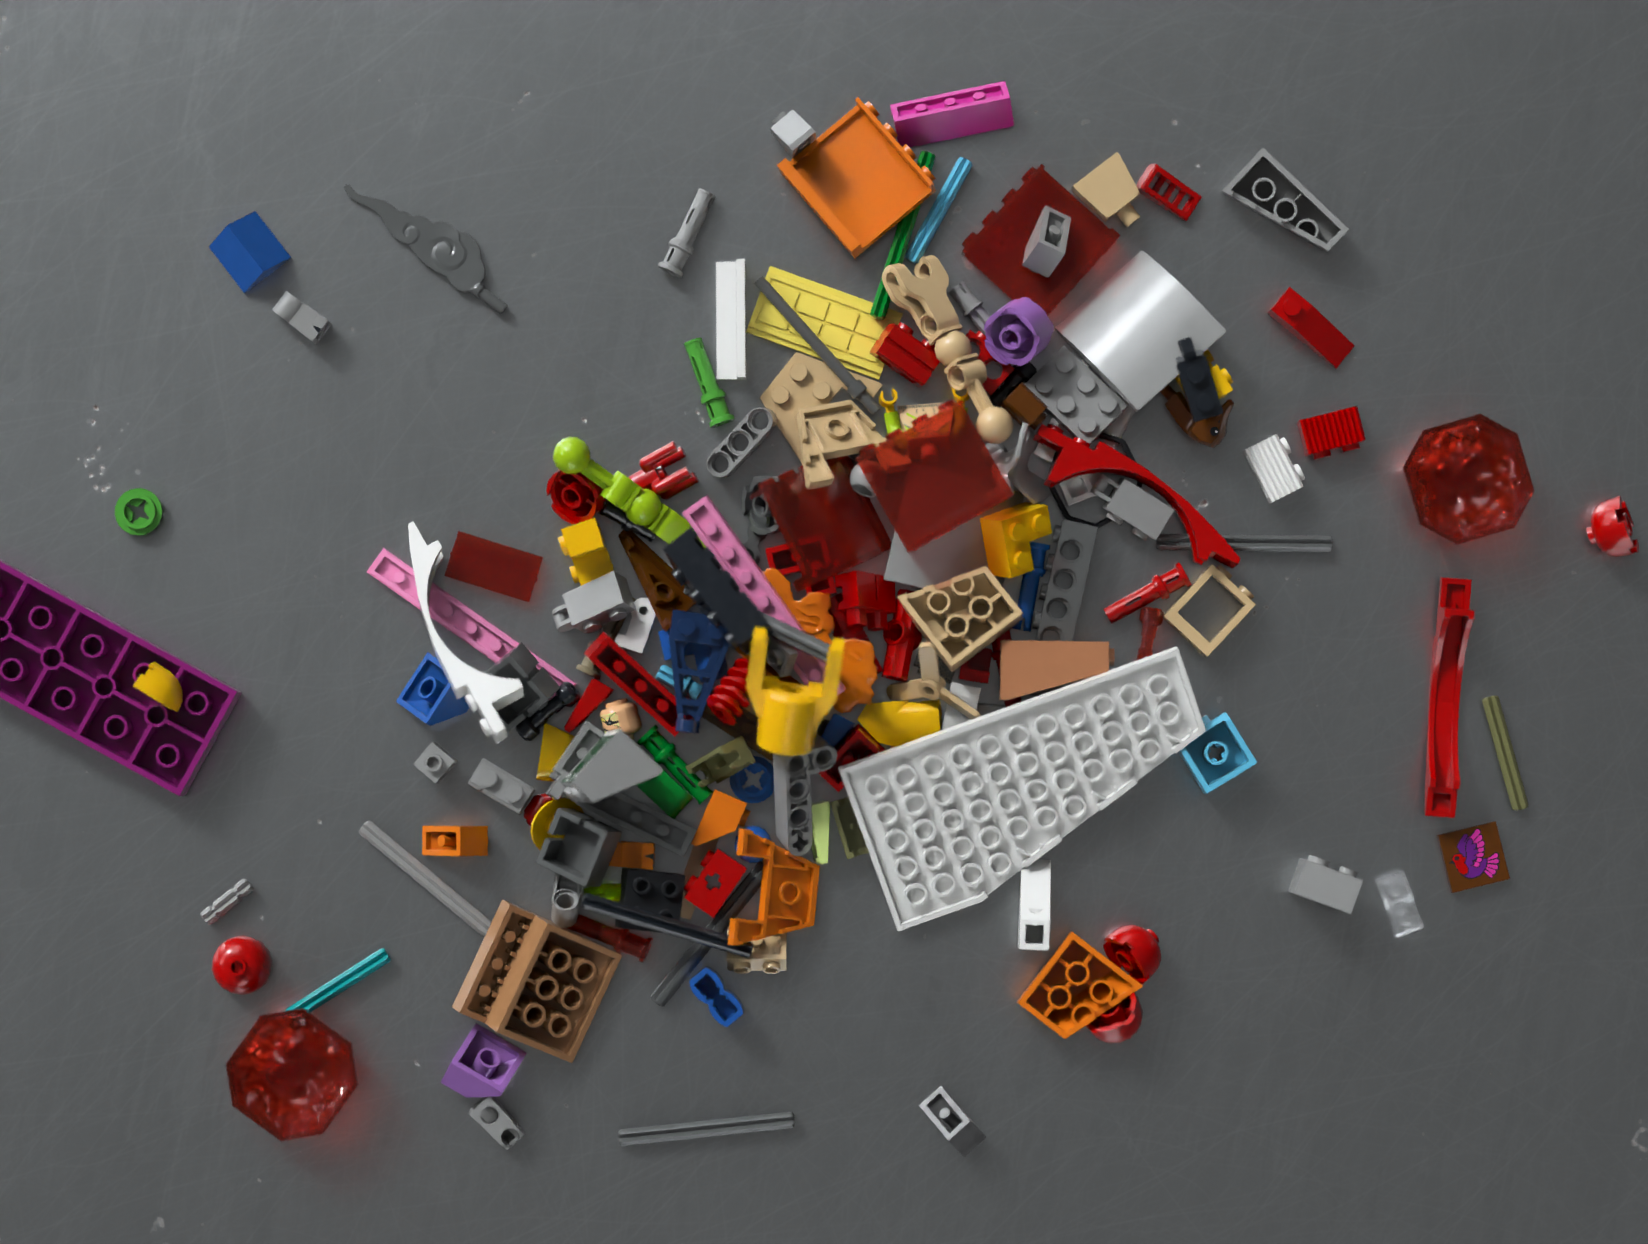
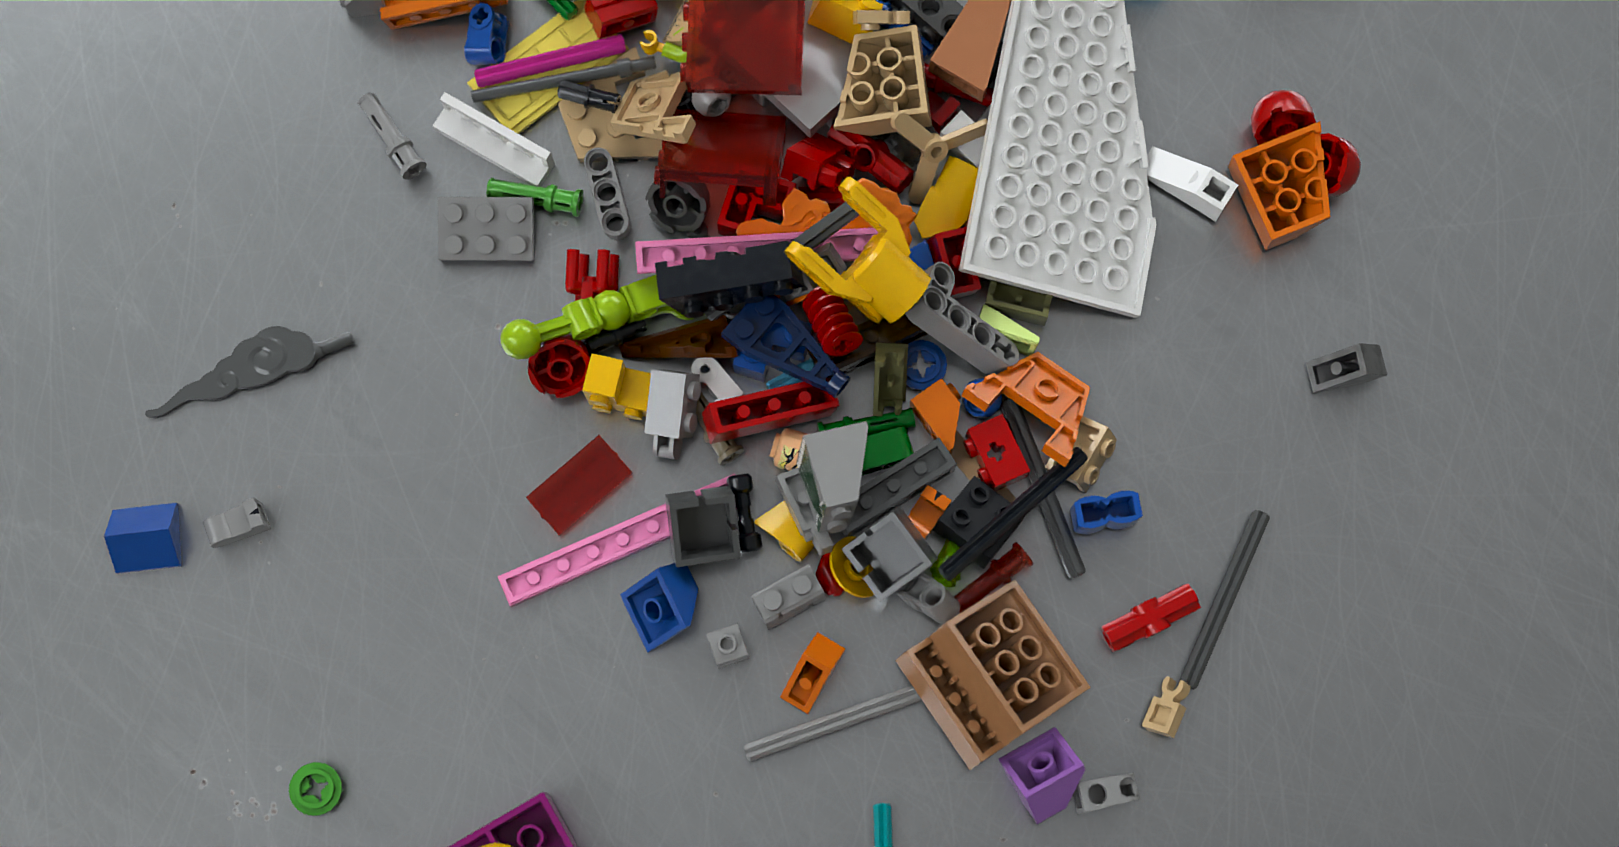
camera: 60 degrees left, 10 degrees down
(484, 691) = (687, 550): white slope -> none
(586, 1132) = (1167, 712): none -> tan plate
(591, 699) = (757, 465): red slope -> none
(655, 361) = (486, 228): none -> light grey plate
(655, 1078) = (1150, 617): none -> red piece
(812, 376) = (588, 96): none -> black axle
(815, 260) = (487, 39): none -> blue piece
(826, 324) = (550, 61): none -> dark pink axle
(1007, 574) = (873, 18): none -> tan plate

